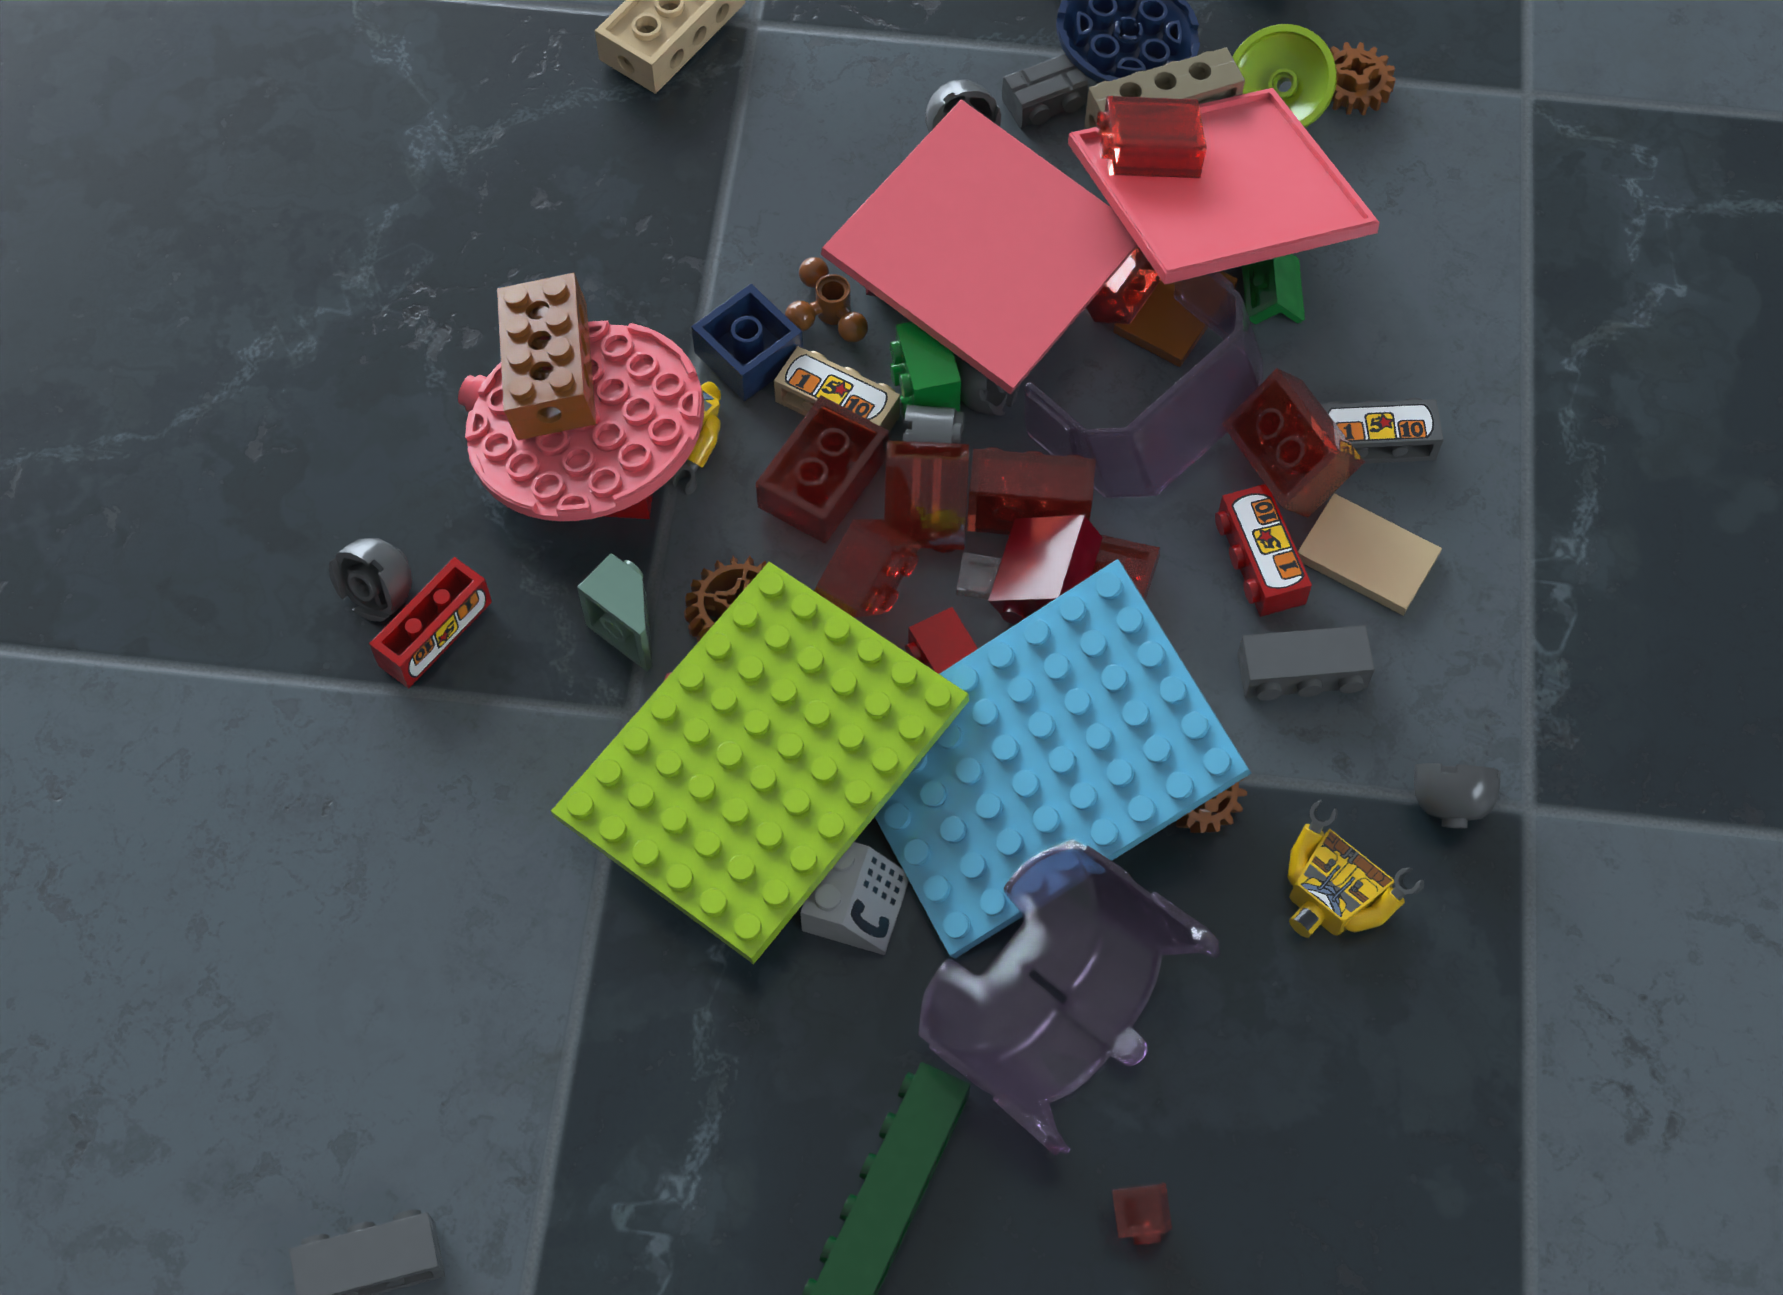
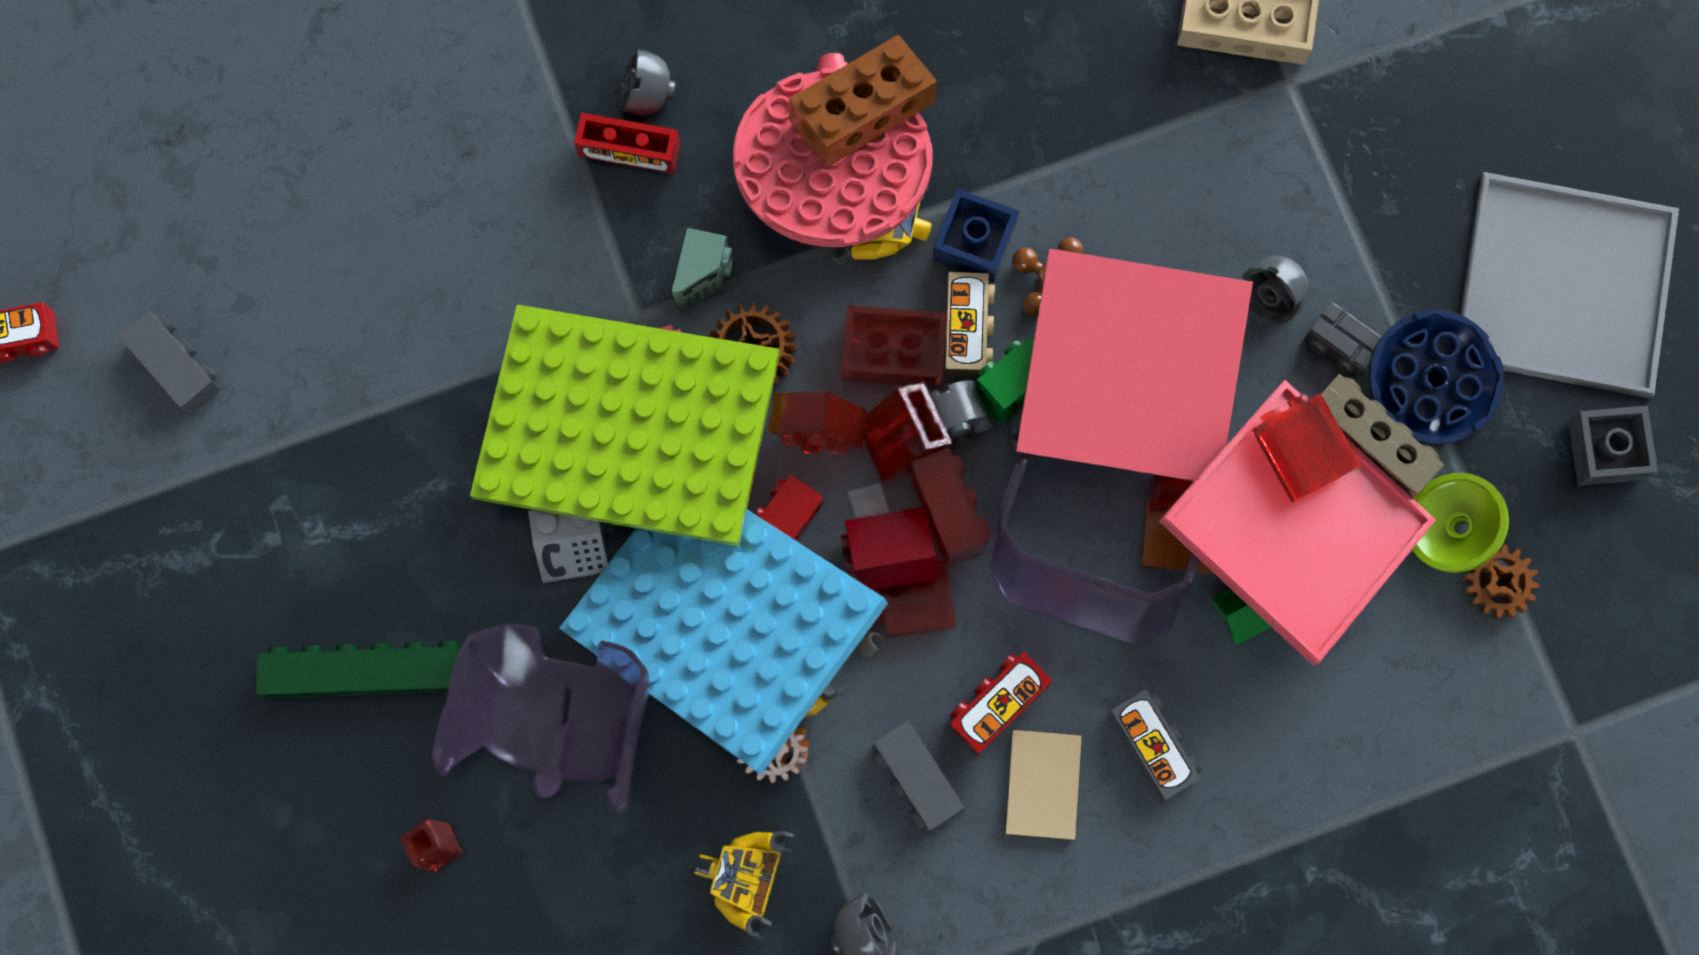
camera: 65 degrees right, 15 degrees up
(1292, 443) = (1094, 684): clear red brick -> none

